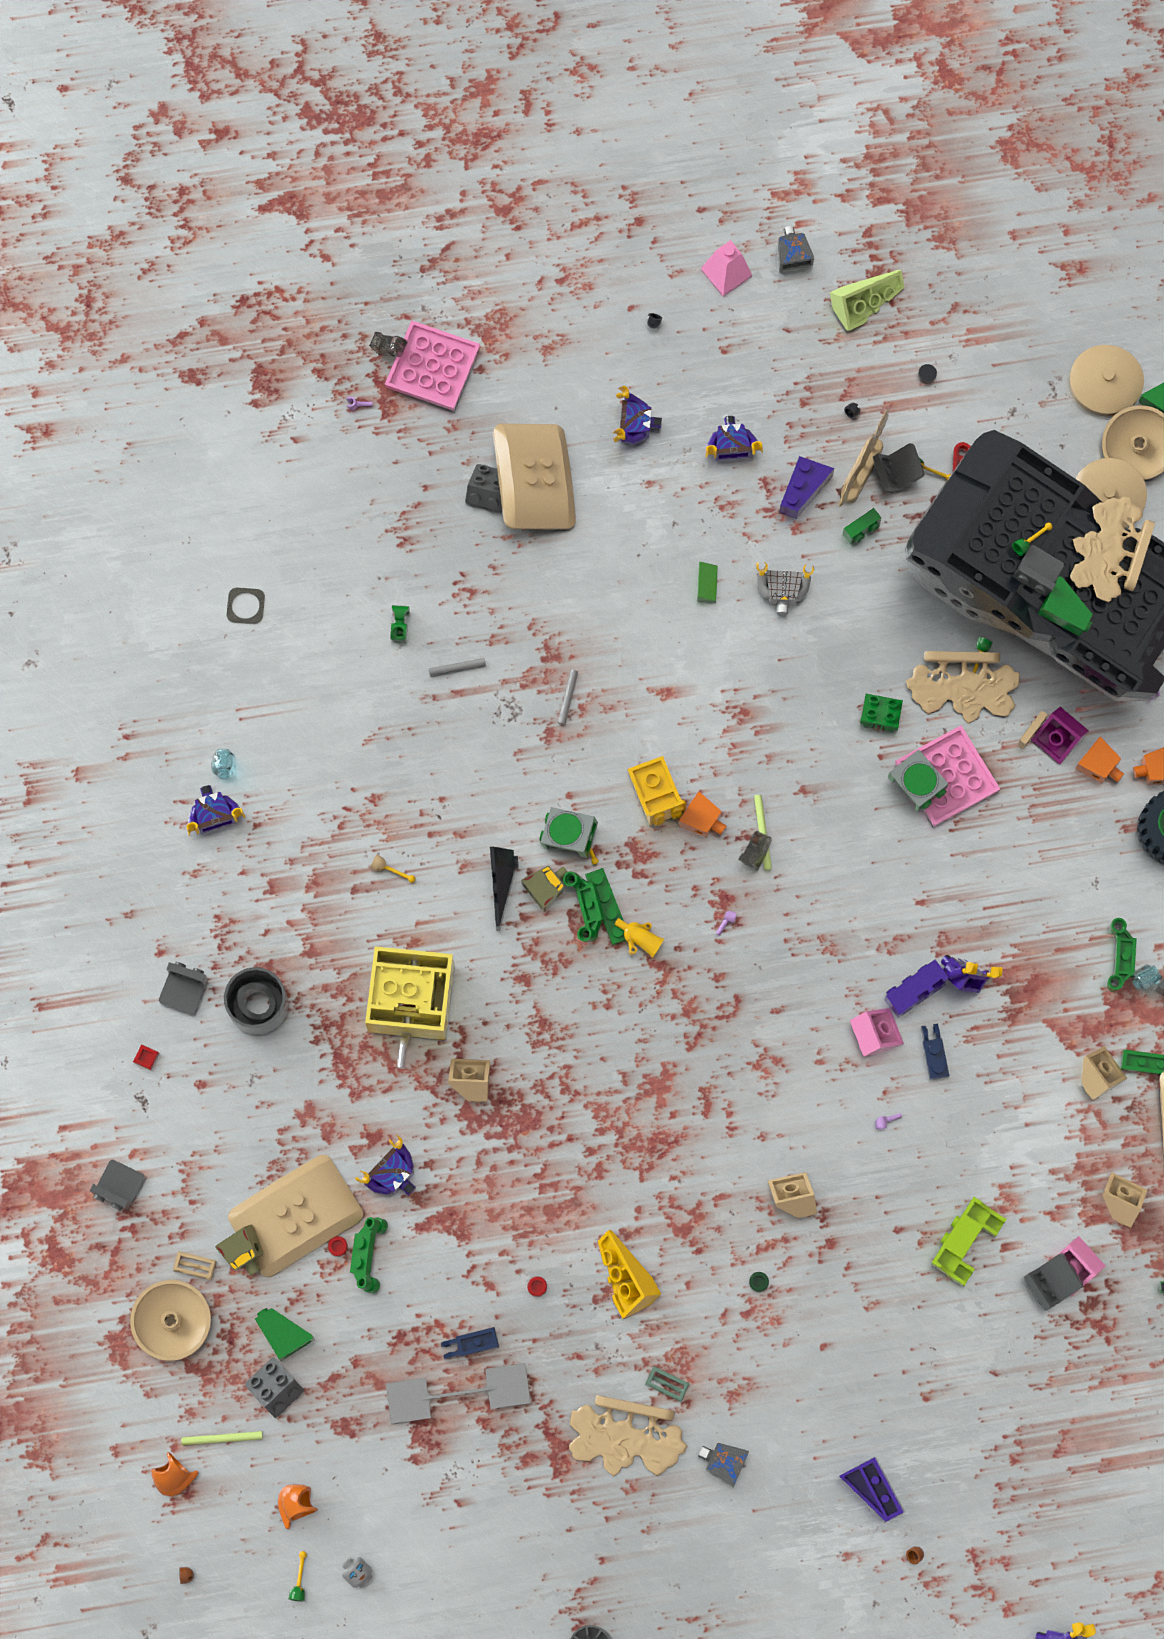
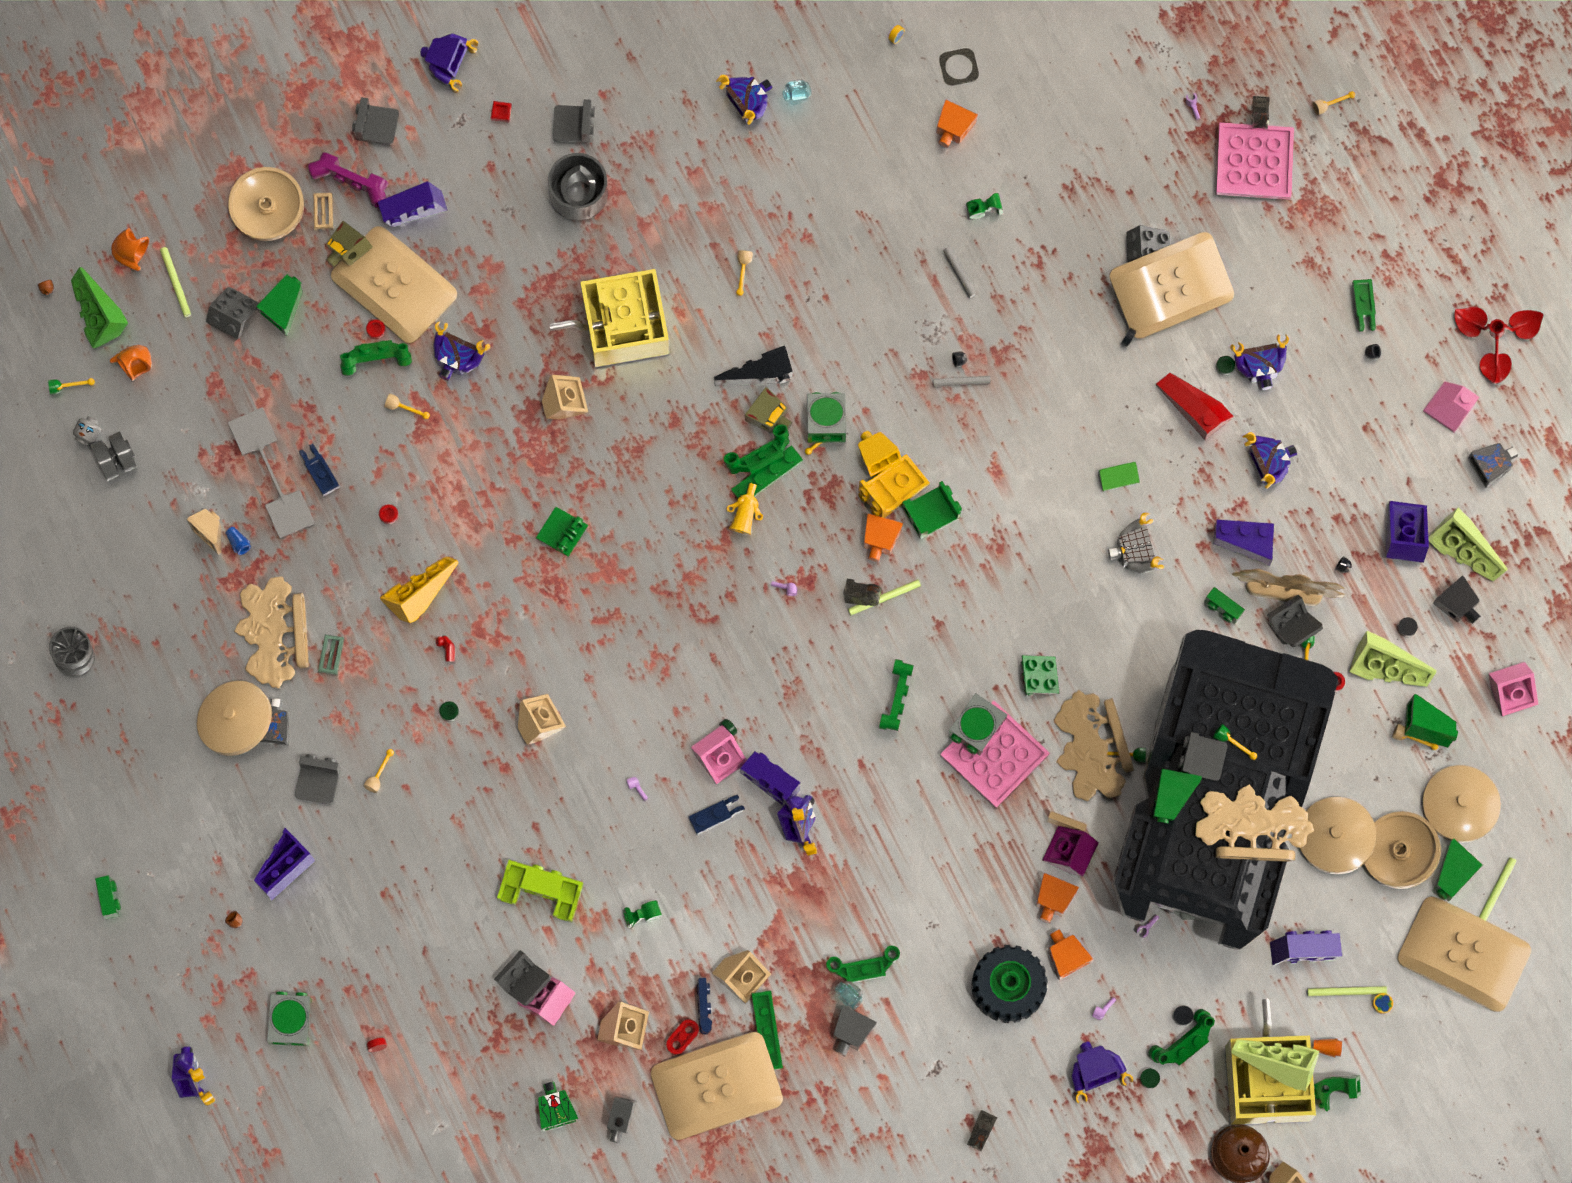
camera: 70 degrees right, 0 degrees up
(71, 1095) = (445, 57): none -> dark purple torso
(148, 1247) = (329, 165): none -> magenta plate
(194, 652) = (896, 34): none -> yellow tile
(220, 1172) = (412, 204): none -> dark purple wedge
(234, 1525) = (101, 315): none -> bright green wedge
(304, 626) = (954, 123): none -> orange torso
(396, 1556) = (118, 453): none -> dark grey wheel
(397, 290) = (1321, 106): none -> hinge
(421, 1249) = (393, 403): none -> hinge
(501, 1472) = (208, 528): none -> tan slope
(521, 1446) = (239, 542): none -> blue cone
(545, 693) = (958, 358): none -> black hinge
(572, 531) = (1128, 337): none -> black tile
(604, 313) = (1364, 303): none -> green hinge
(606, 1119) = (562, 531): none -> green hinge
(618, 794) = (878, 452): none -> yellow torso
(626, 454) = (1225, 365): none -> dark green tile
(660, 491) = (1197, 407): none -> red wedge
(669, 182) = (1473, 319): none -> red plant
(689, 761) = (932, 510): none -> green panel
(693, 1263) = (448, 645): none -> red arm
(709, 1498) = (234, 718): none -> tan dish
(795, 1432) = (317, 779): none -> dark grey bracket
(812, 1377) = (373, 783): none -> hinge
(837, 344) = (1407, 532): none -> dark purple slope
(851, 1014) = (729, 726): none -> dark green tile
(862, 843) = (891, 721): none -> green plate
(916, 321) = (1459, 601): none -> black torso
(952, 404) = (1384, 660): none -> yellowish green wedge
(1012, 300) = (1514, 688): none -> bright pink slope
(1015, 1144) = (648, 911): none -> green leg
(1025, 383) = (1429, 723): none -> green slope
(1026, 410) = (1399, 734): none -> hinge
(1032, 1524) = (289, 1019): none -> panel
(1079, 1445) = (376, 1045): none -> red tile
(1121, 1117) = (704, 1008): none -> dark blue hinge
(1148, 1145) = (682, 1037): none -> red plate

